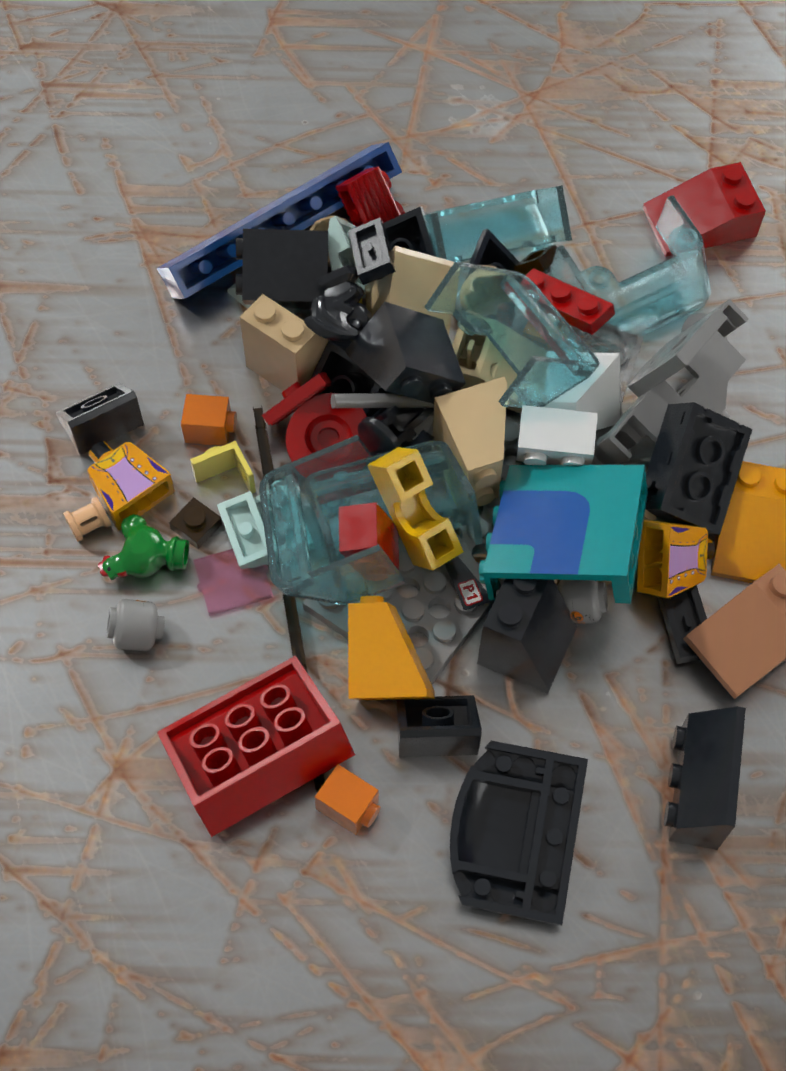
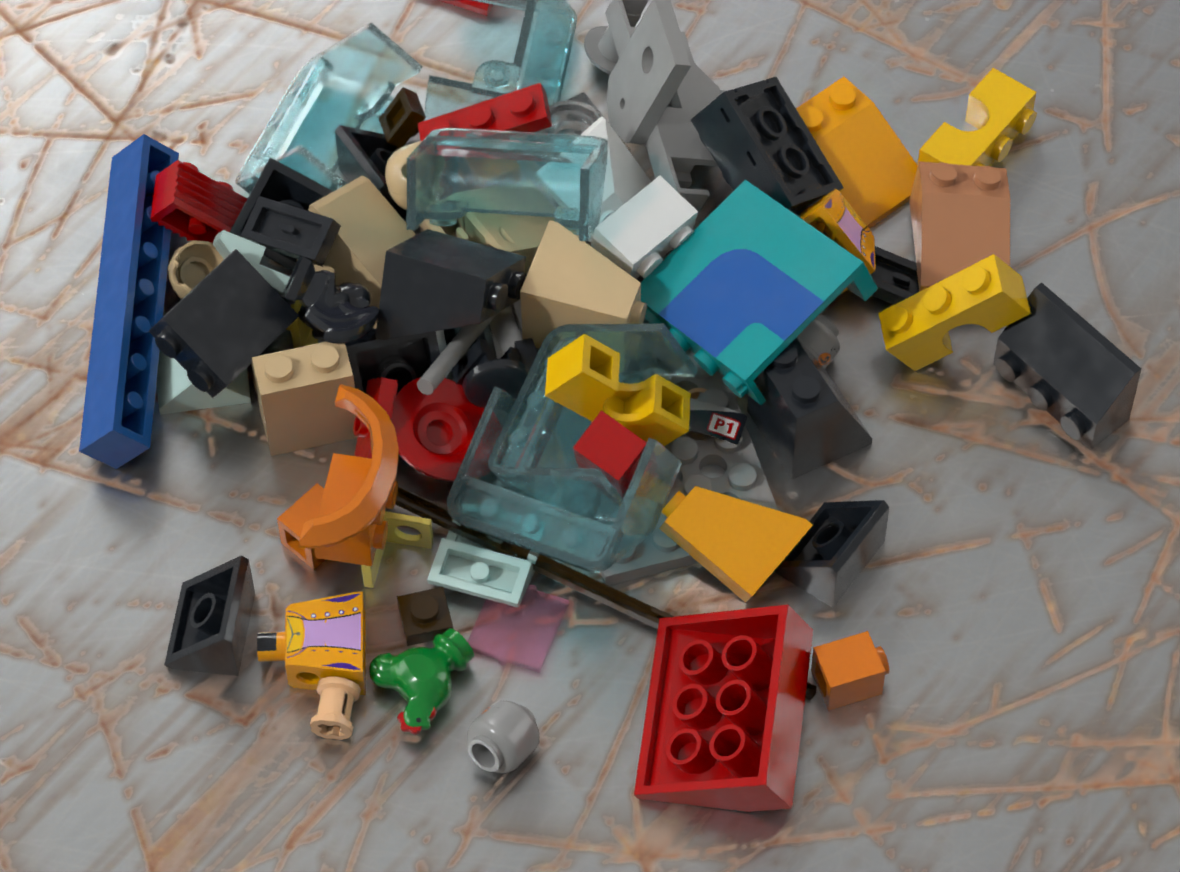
camera: 50 degrees left, 5 degrees down
(217, 421) = (357, 490): none -> orange piece
(517, 831) = (994, 551): black slope -> none
(698, 674) = (980, 295): none -> yellow arch

